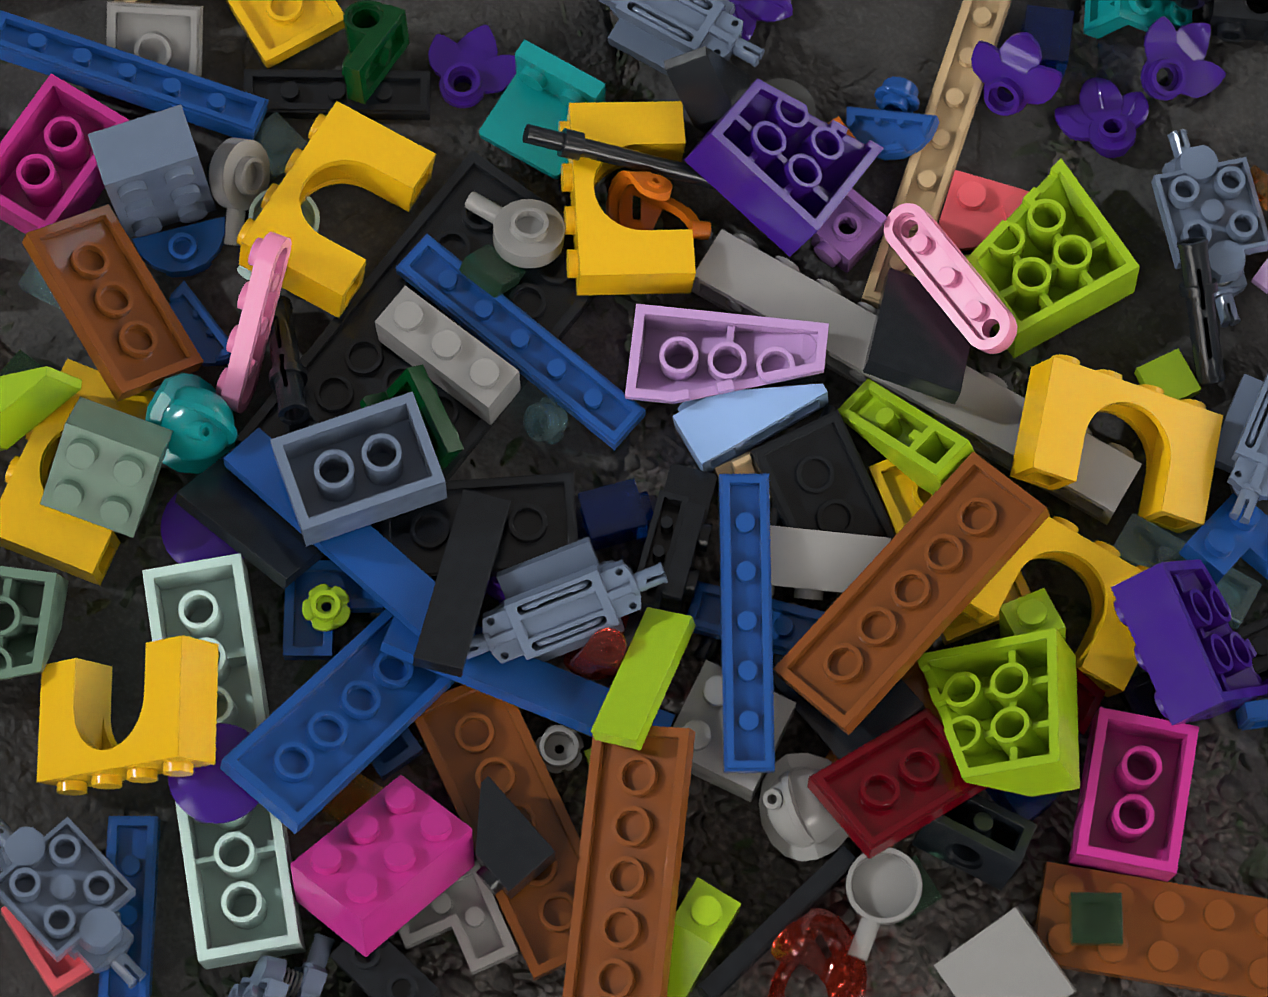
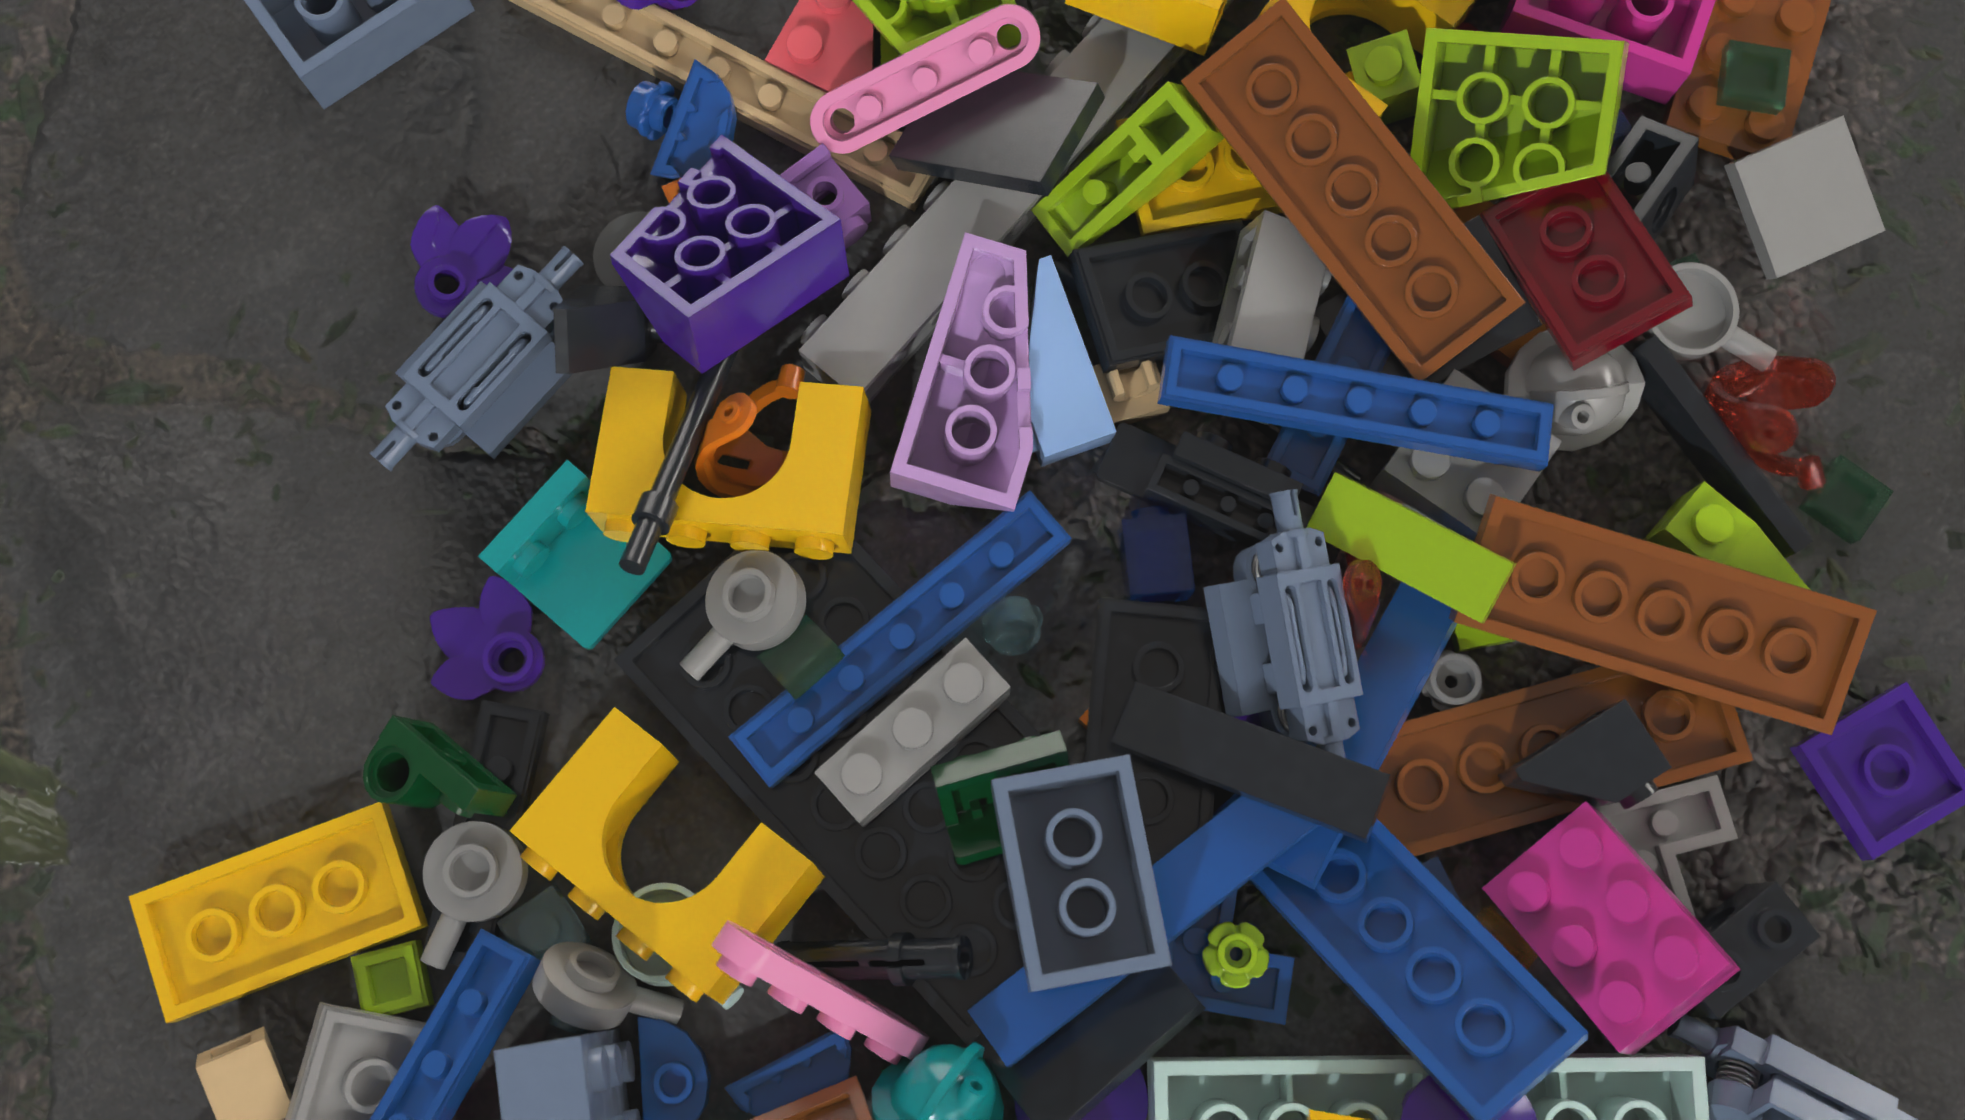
camera: 80 degrees left, 5 degrees up
(227, 54) = (393, 979): none -> lime tile
(300, 86) = (470, 877): none -> light grey piece

